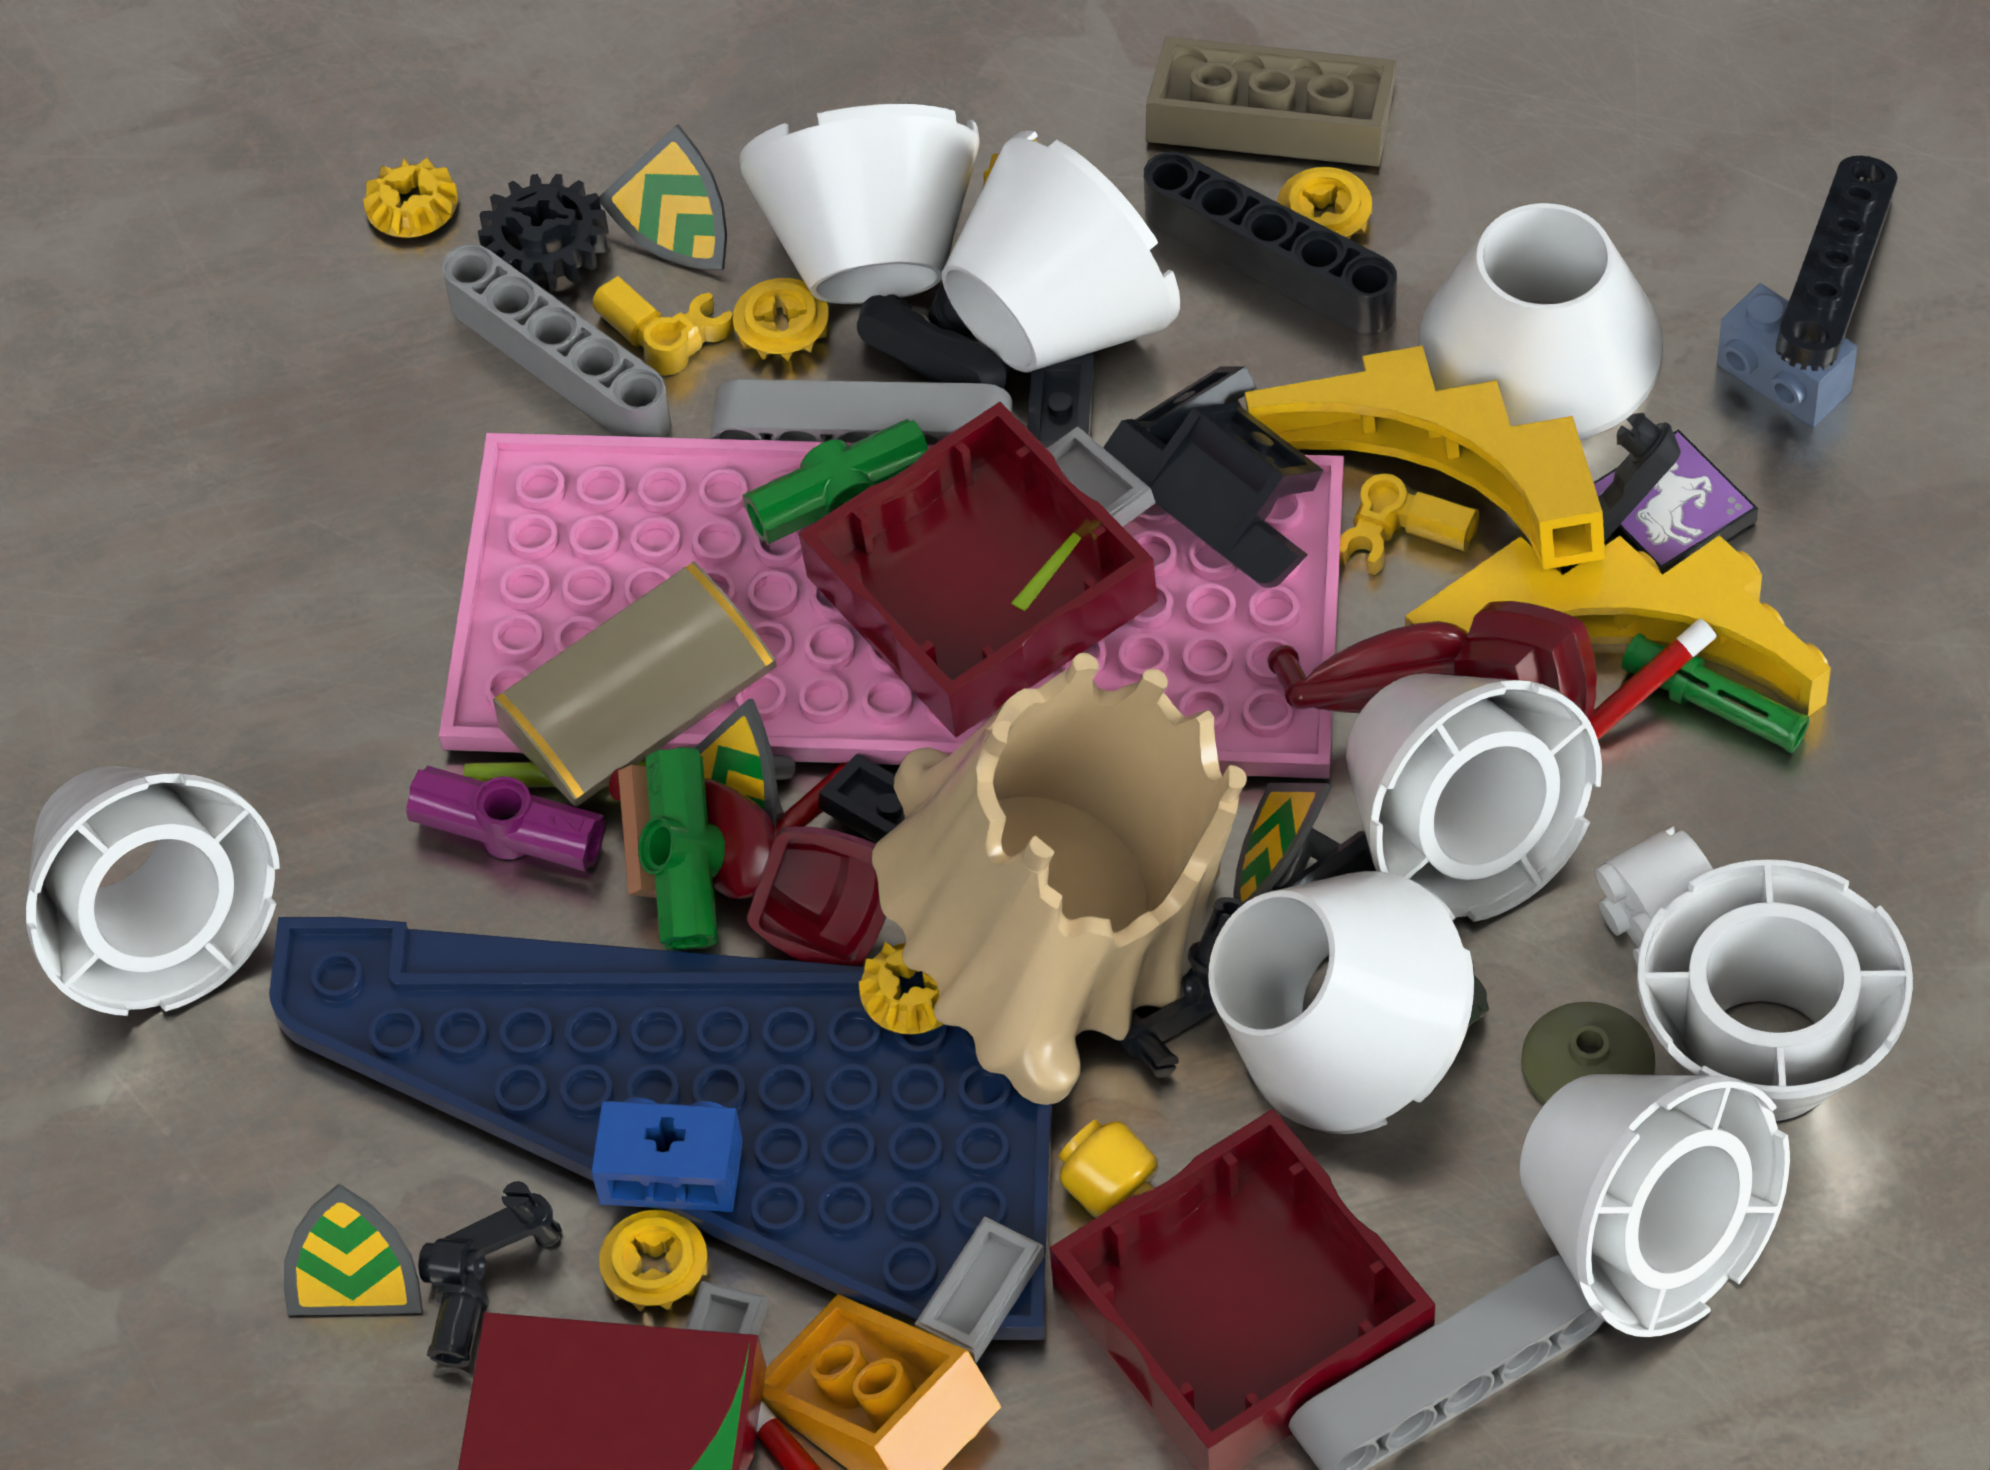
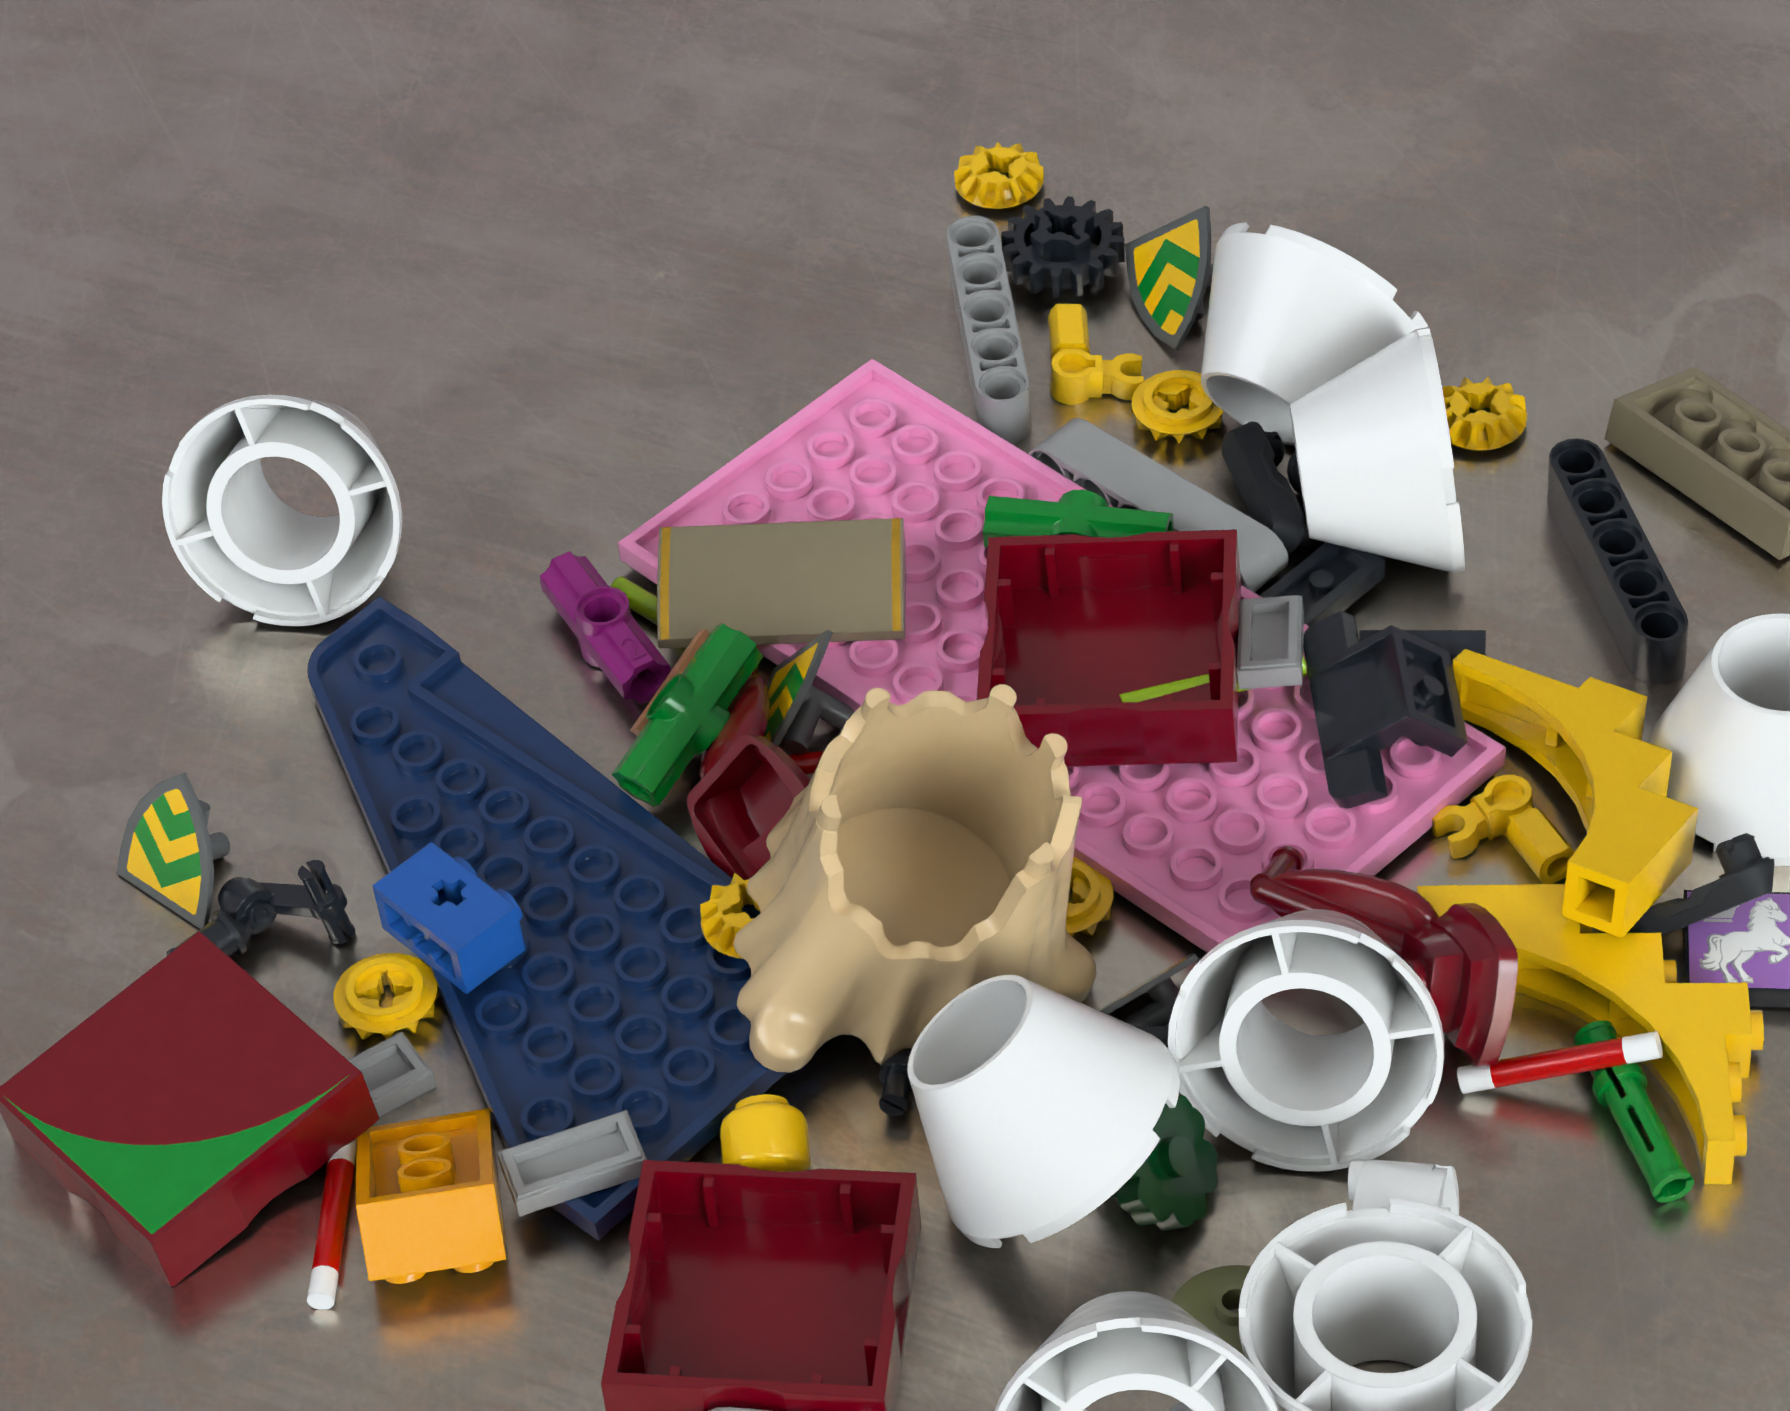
camera: 40 degrees right, 10 degrees down
(1322, 187) = (1707, 547): yellow gear -> none

